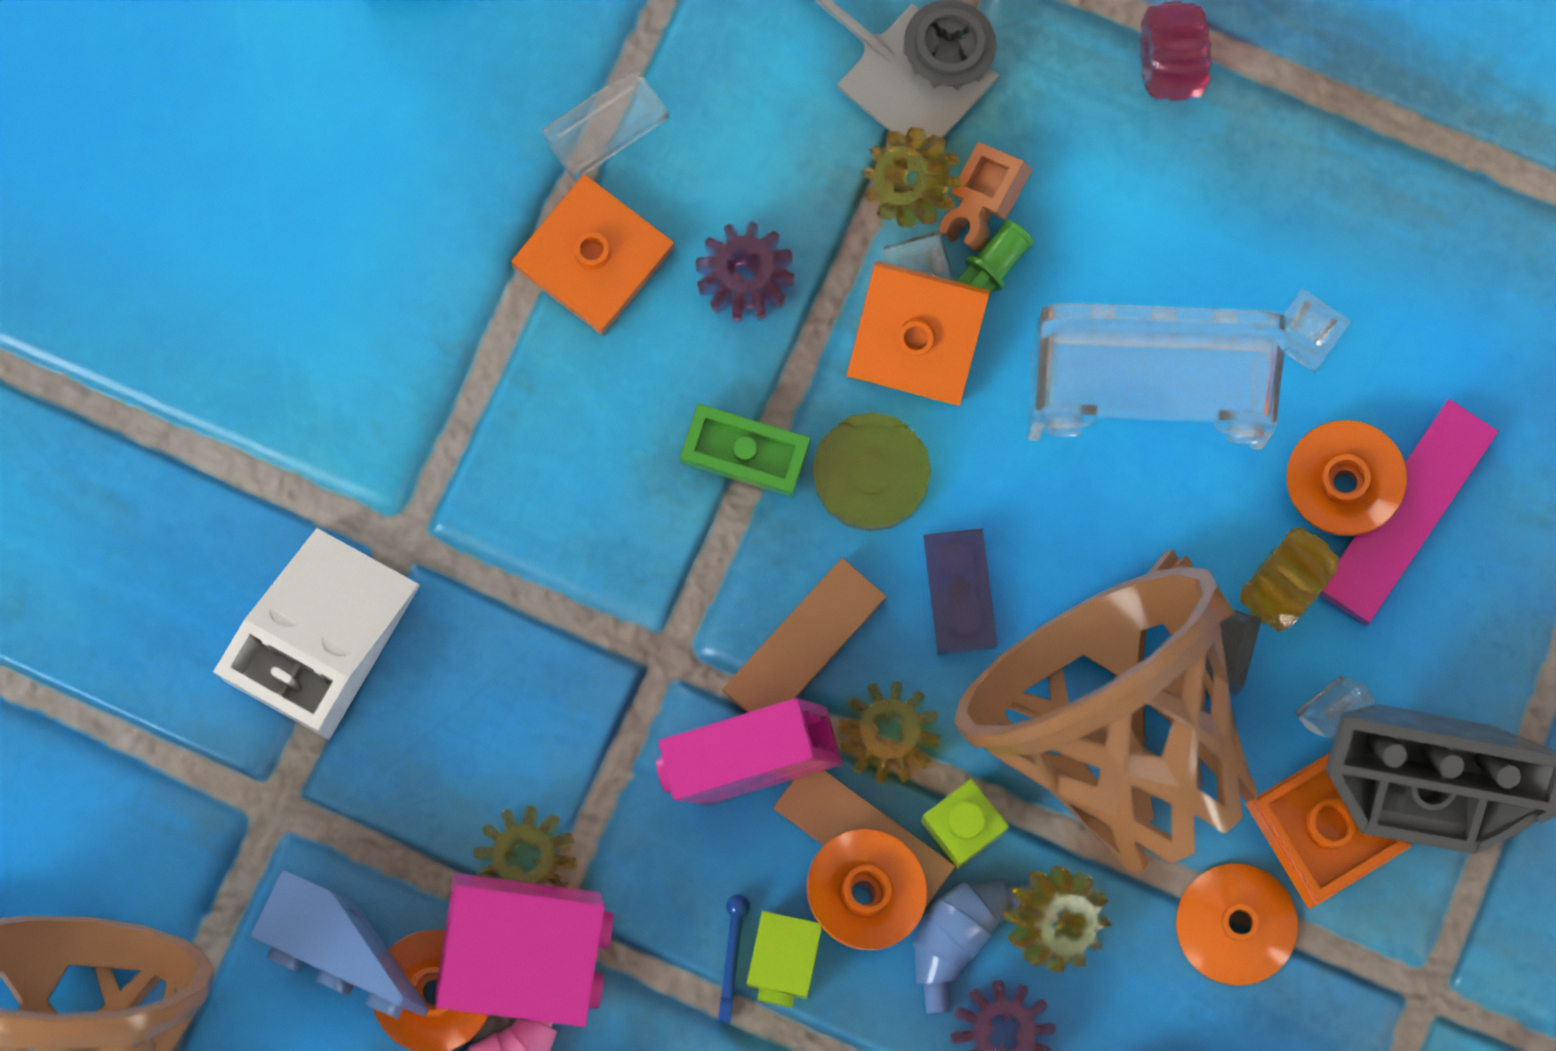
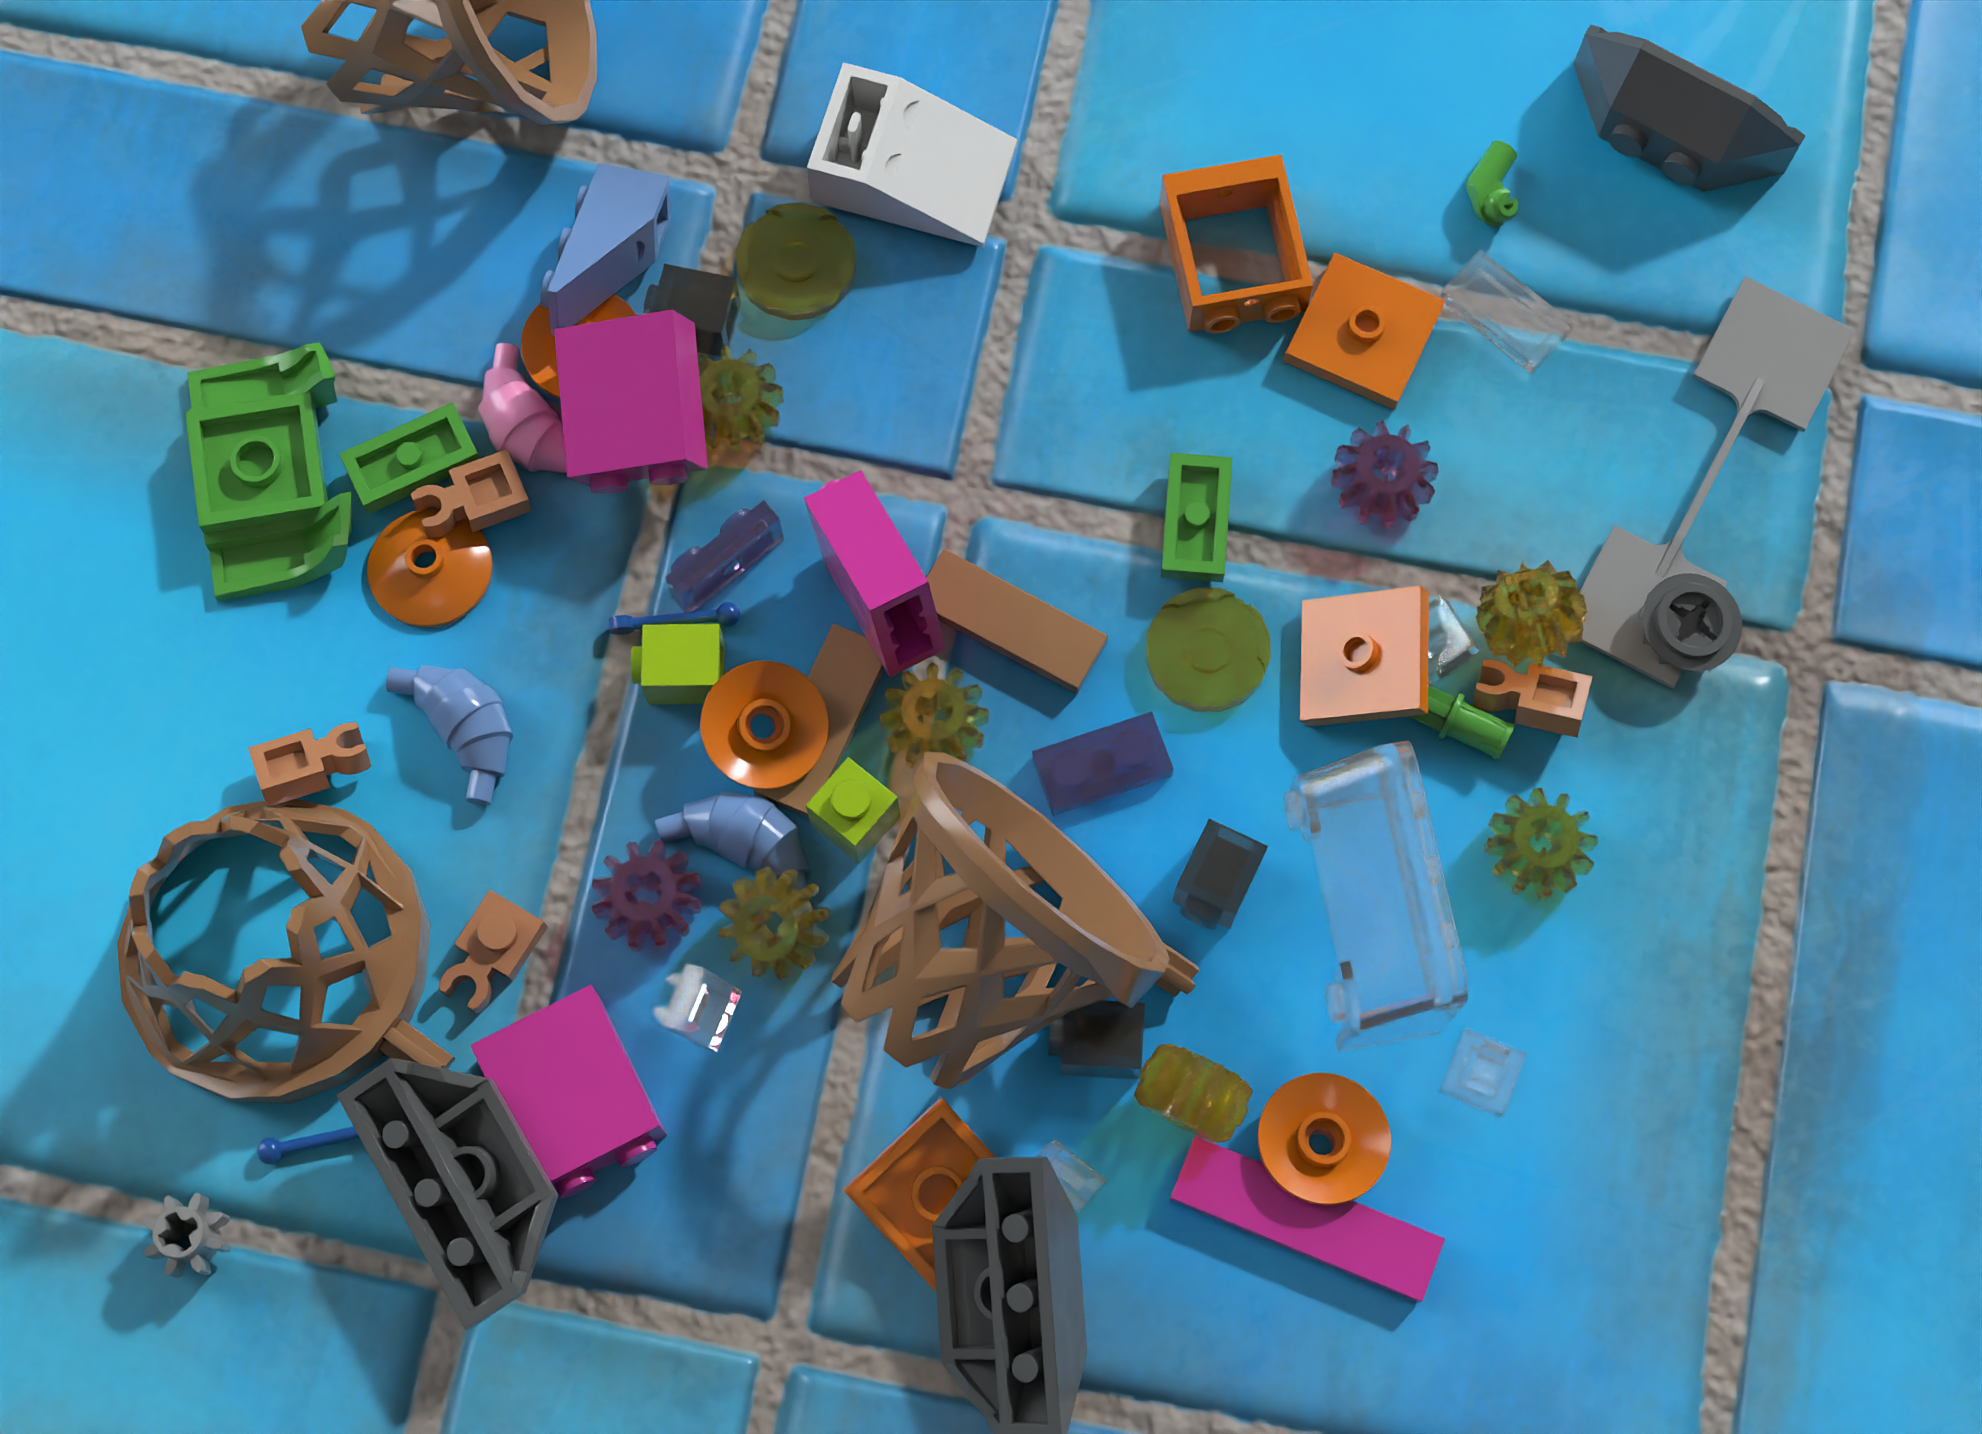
camera: 75 degrees right, 5 degrees down
(388, 768) = (796, 261): none -> clear yellow tile
(422, 876) = (702, 297): none -> clear smoke brick
(431, 299) = (1228, 190): none -> orange window
(477, 109) = (1486, 187): none -> bright green arm
(671, 874) = (741, 543): none -> clear purple plate
(1092, 511) = (1218, 876): none -> clear smoke brick
(1112, 243) = (1542, 868): none -> clear yellow gear
(1117, 1004) = (699, 1006): none -> clear tile
(1175, 51) = (1754, 856): clear pink gear -> none
(1214, 946) = (821, 1155): orange dish -> none

